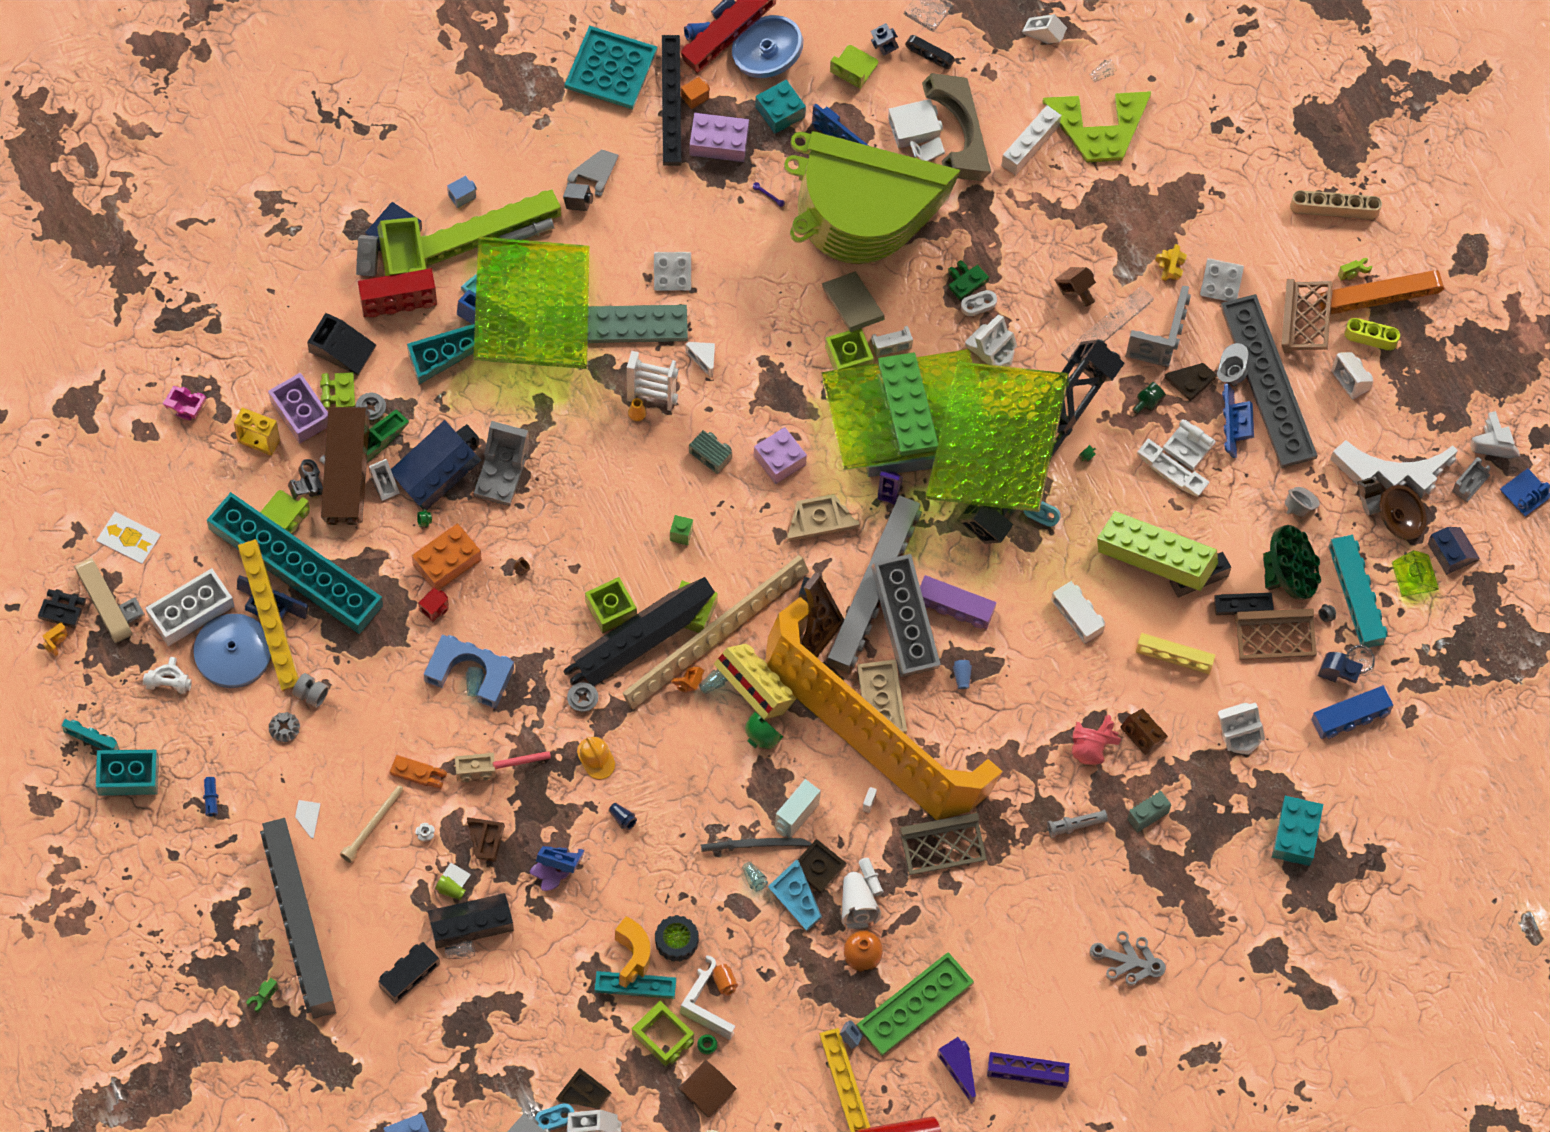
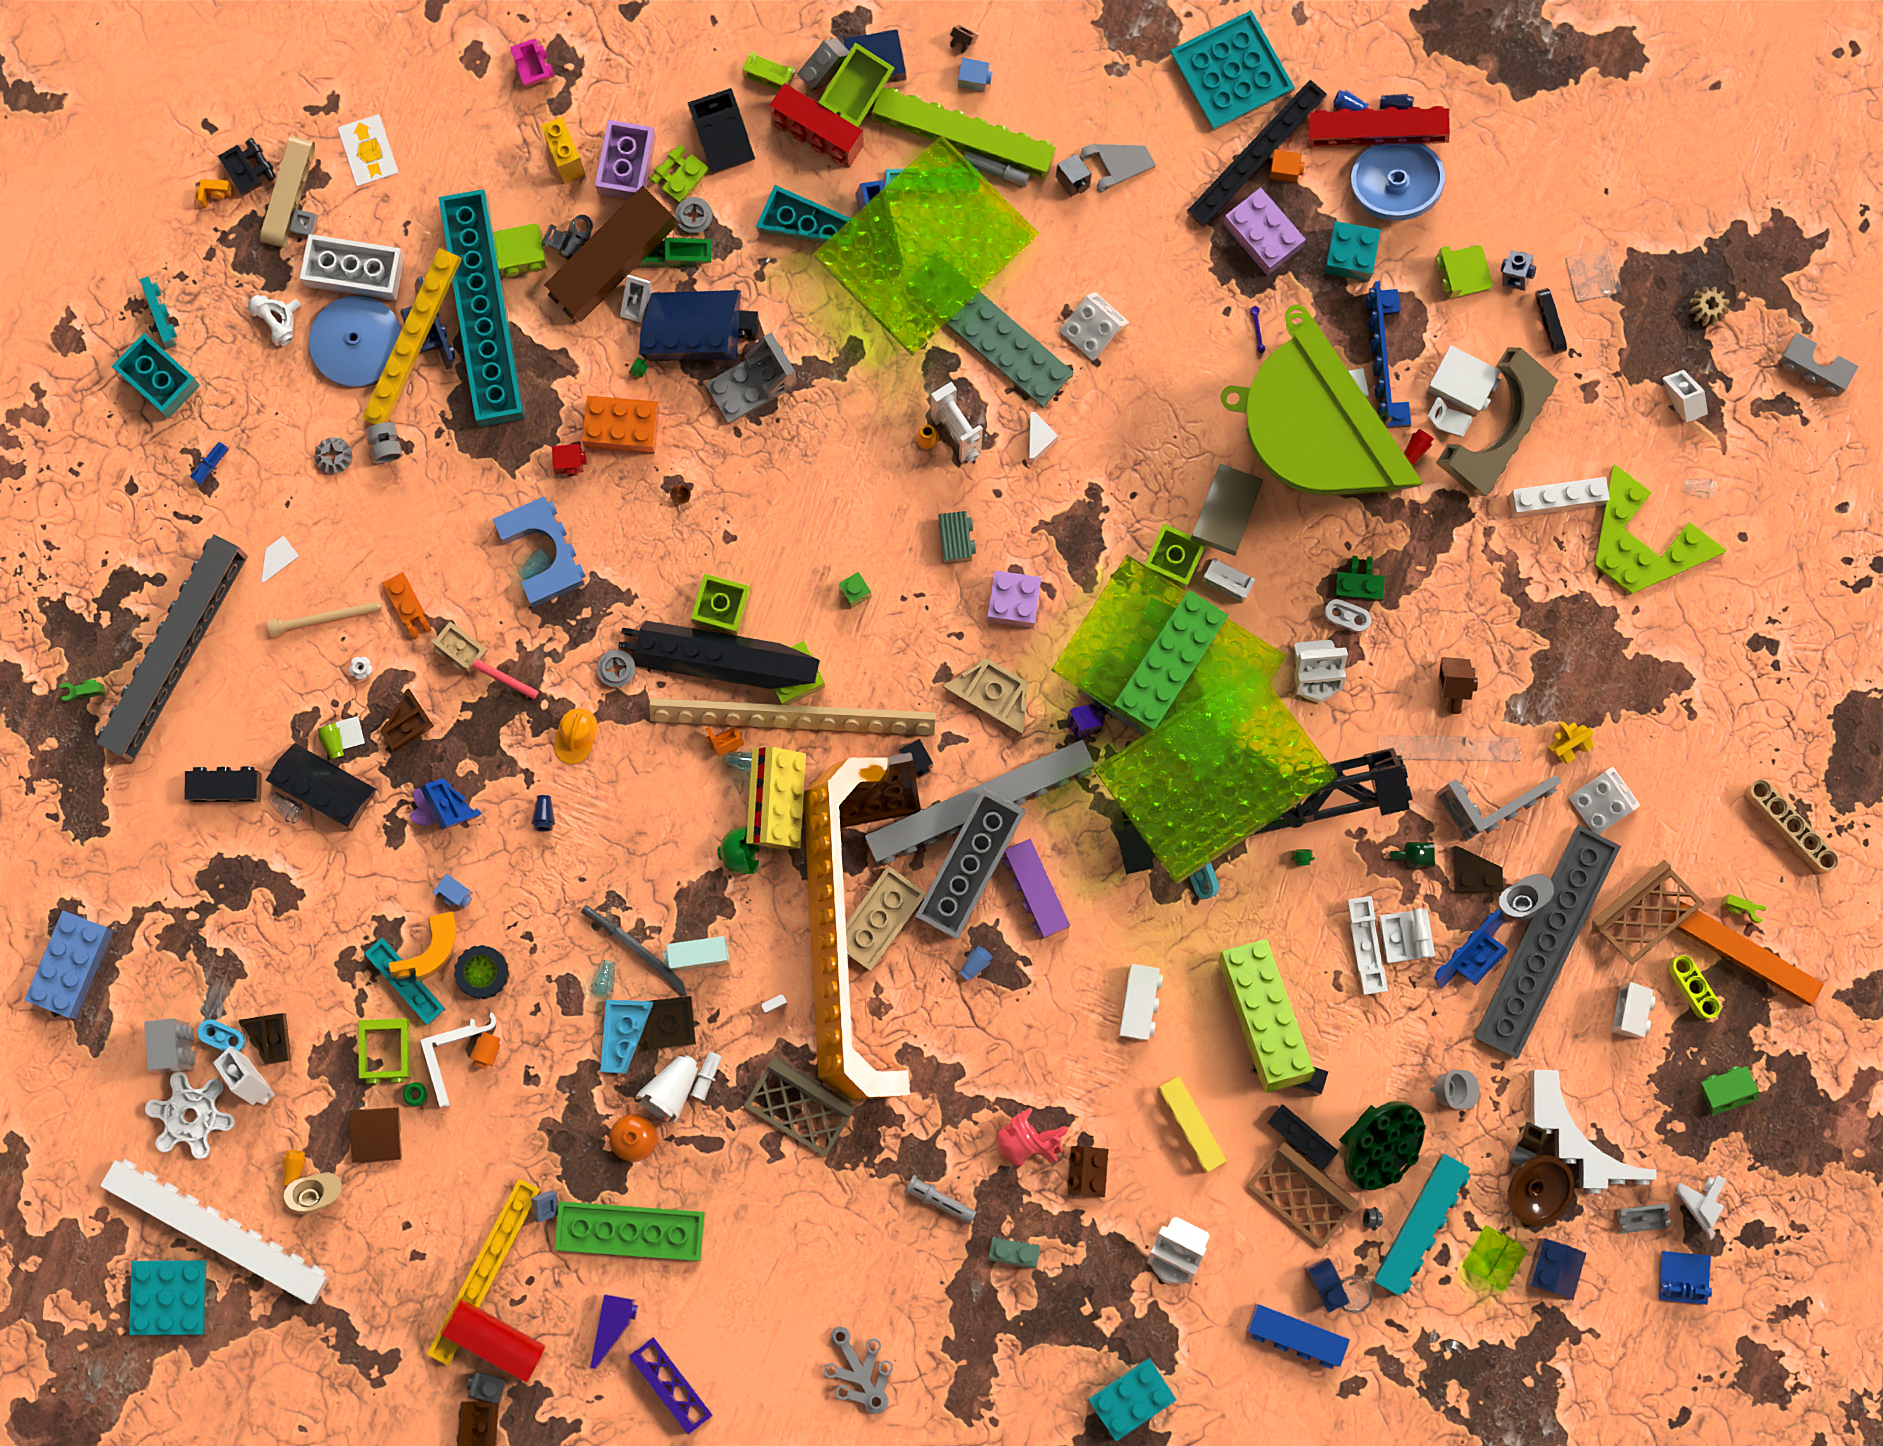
camera: 45 degrees right, 15 degrees up
(336, 291) = (767, 72): none -> lime hinge
(434, 175) = (964, 36): none -> dark brown tile
(614, 907) = (453, 892): none -> medium blue brick
(1447, 370) = (1729, 1090): none -> bright green brick

